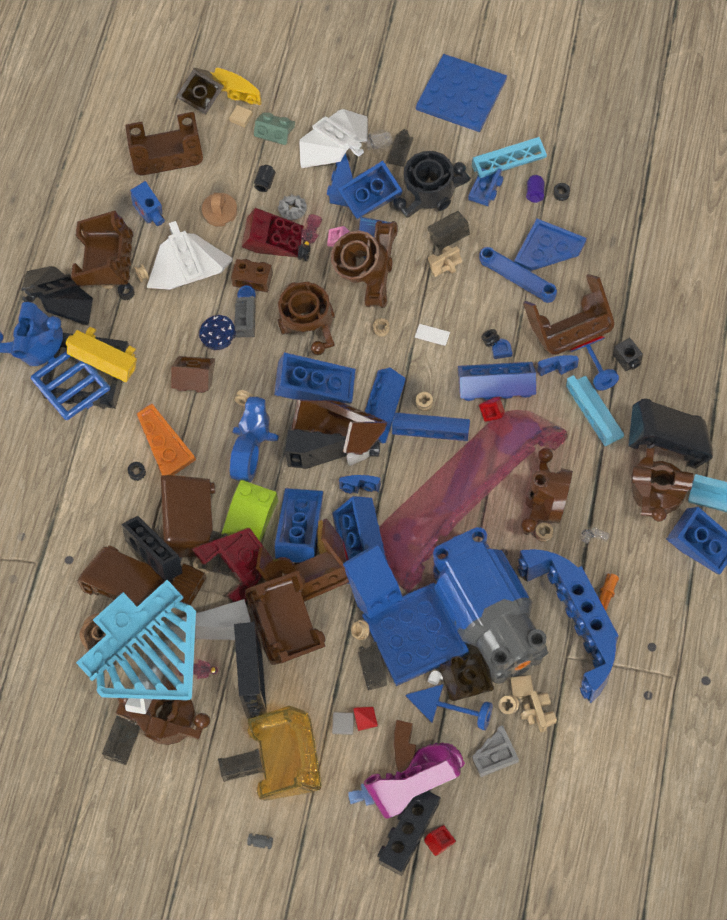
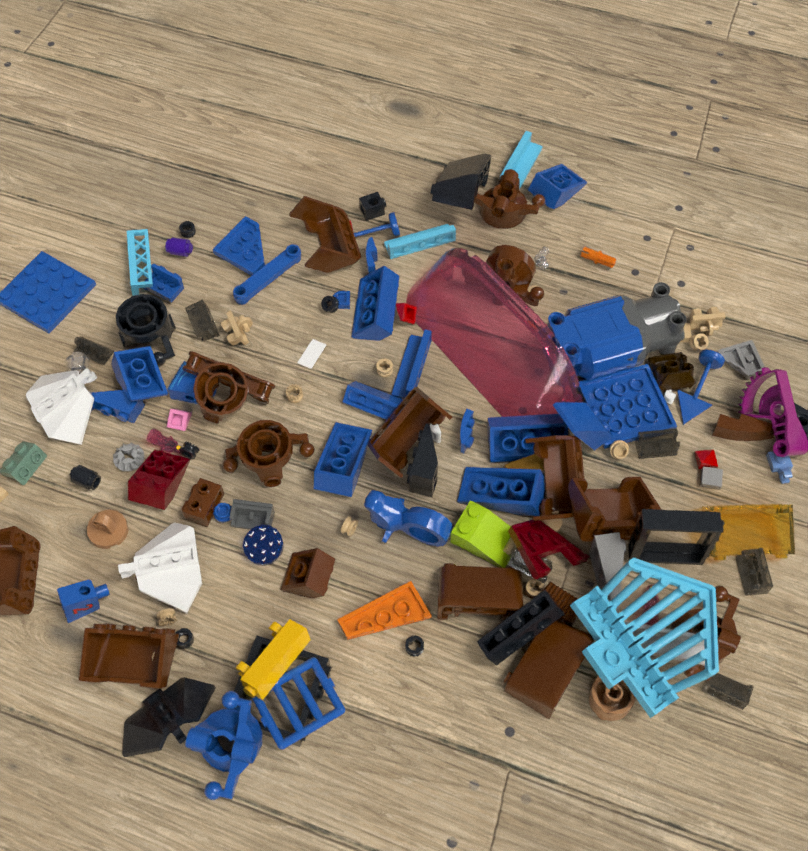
camera: 85 degrees left, 5 degrees down
(581, 606) = (629, 267): blue slope -> none

